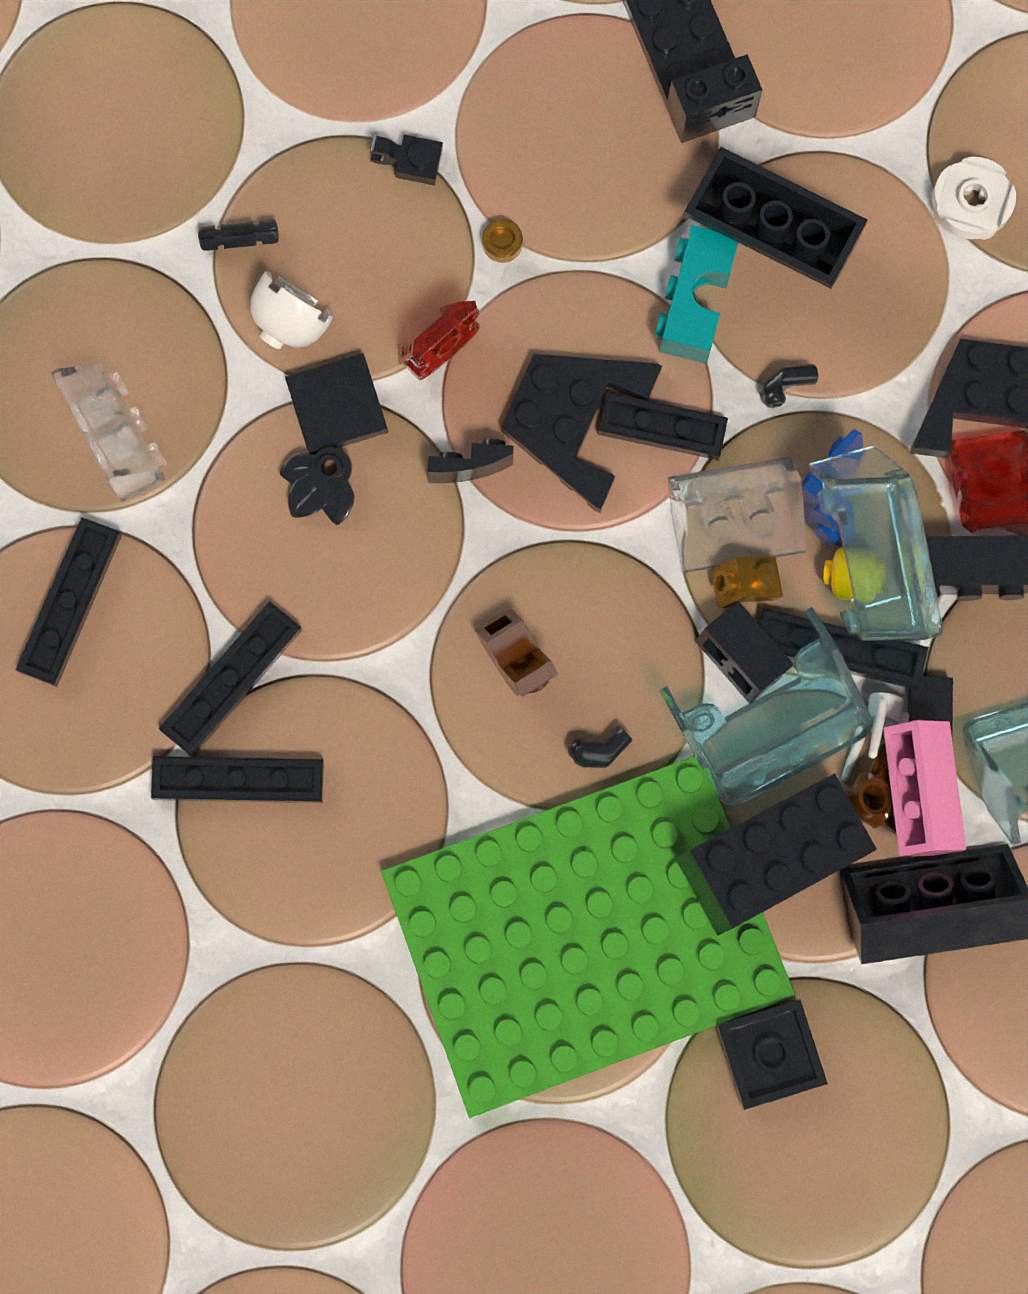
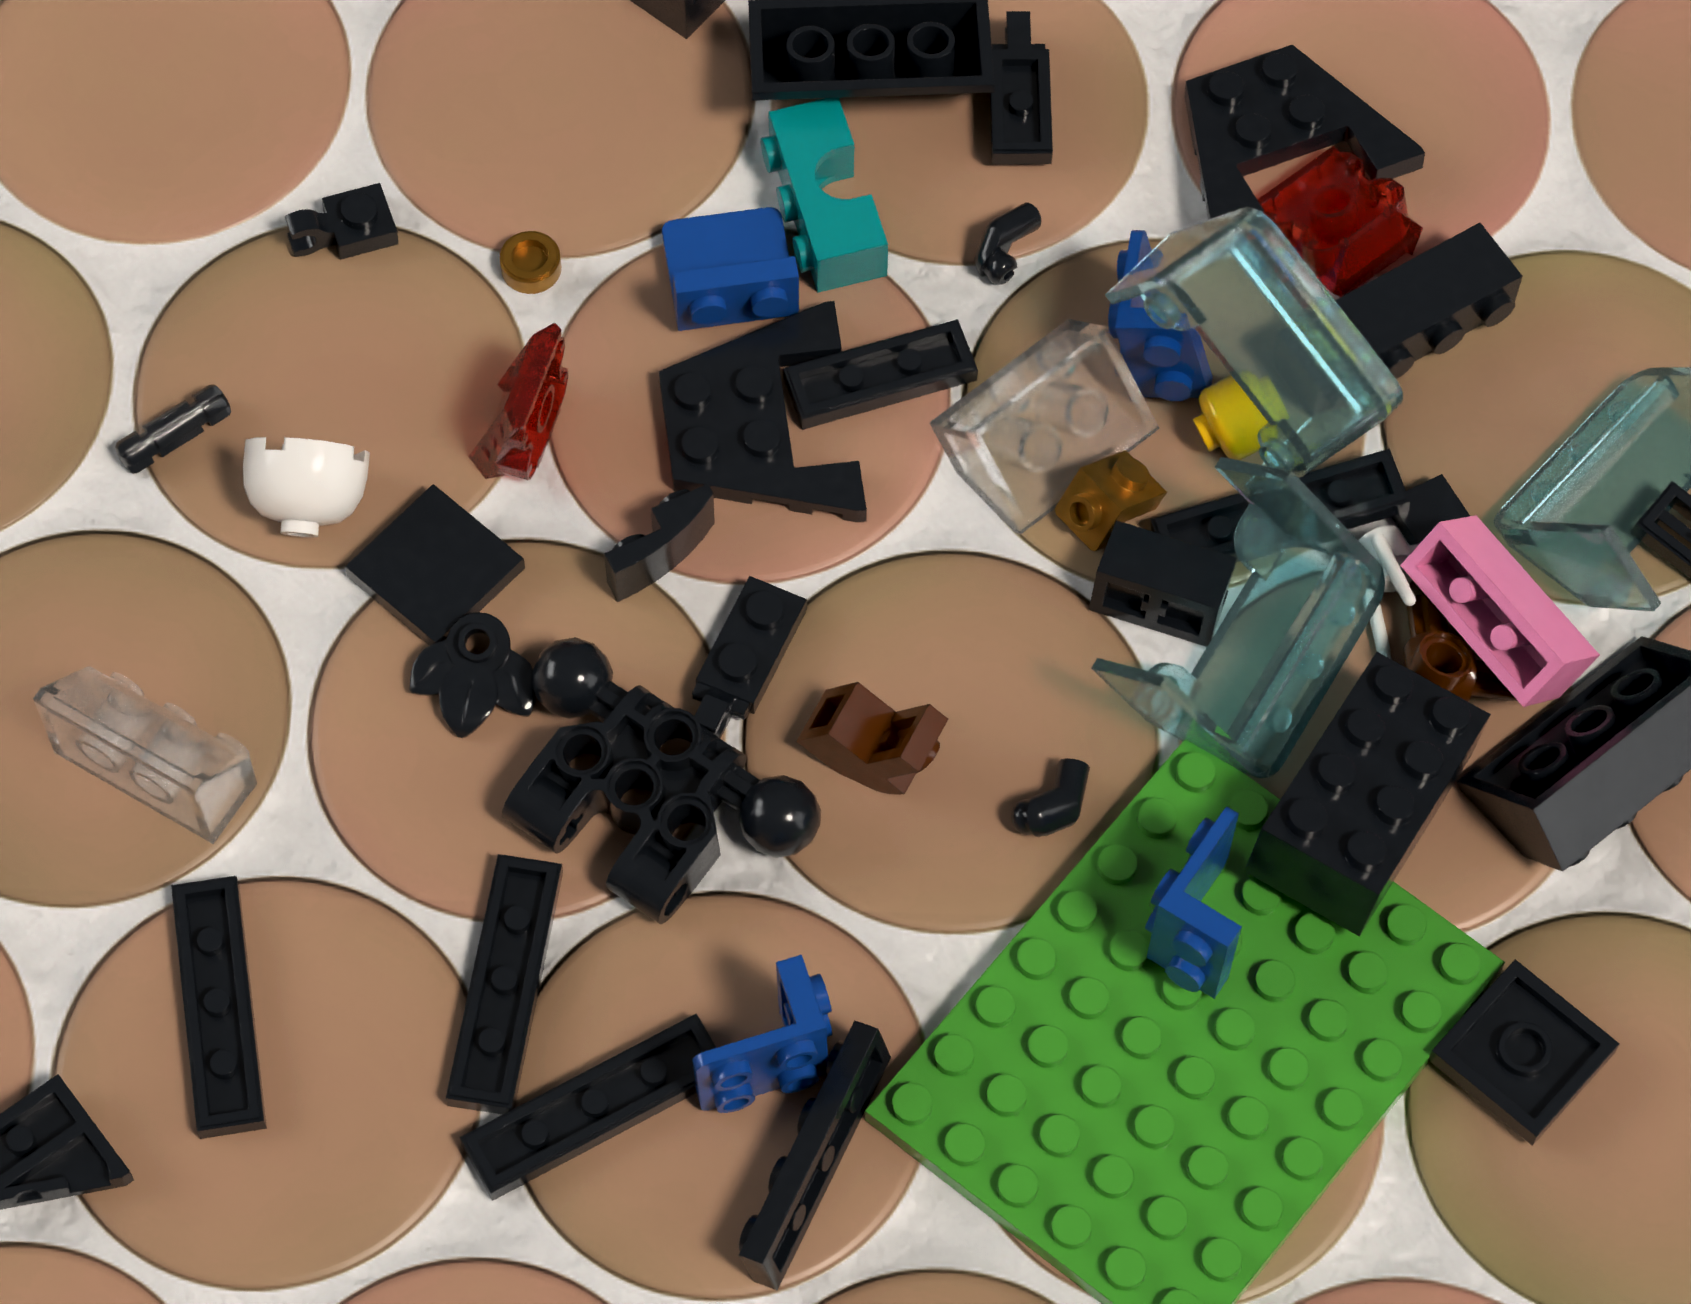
camera: 30 degrees left, 15 degrees down
(316, 589) = (655, 868): none -> black connector
(326, 888) = (823, 1136): none -> black plate
(374, 802) = (774, 1060): none -> blue bracket
(478, 559) = (746, 653): none -> black hinge
(611, 892) = (1187, 935): none -> blue bracket
(613, 310) = (730, 268): none -> blue bracket
(854, 293) = (1021, 97): none -> black hinge

